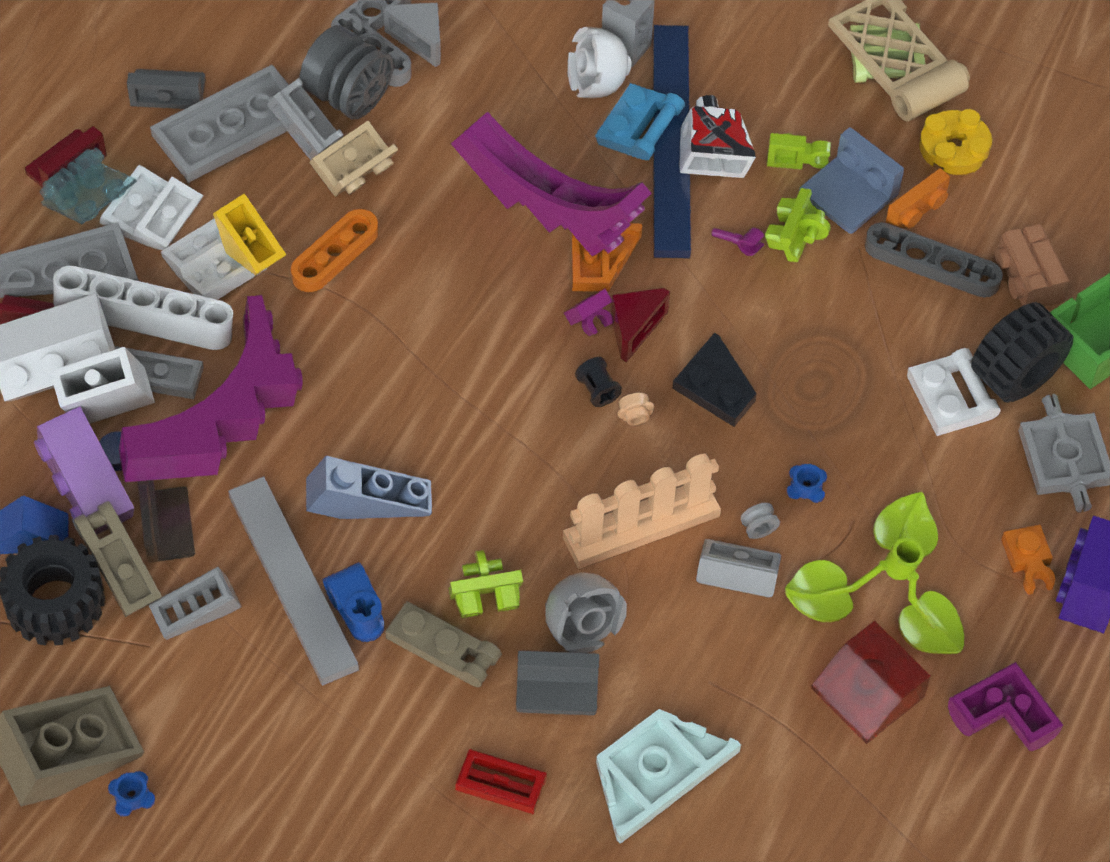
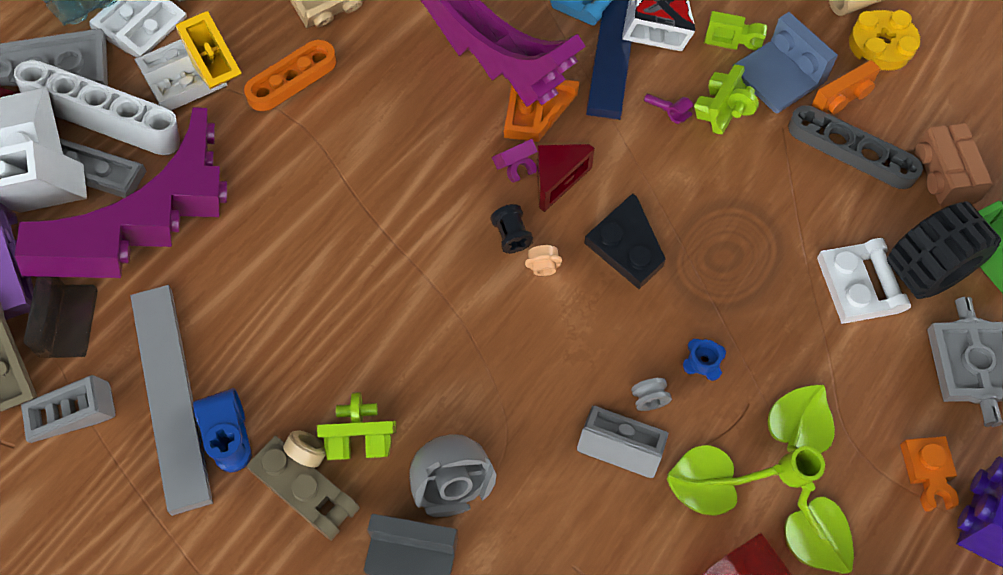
camera: 10 degrees right, 5 degrees up
(363, 491) = (262, 313): sand blue slope -> none
(439, 607) = (305, 448): none -> tan tile
(640, 523) = (531, 374): light nougat fence -> none

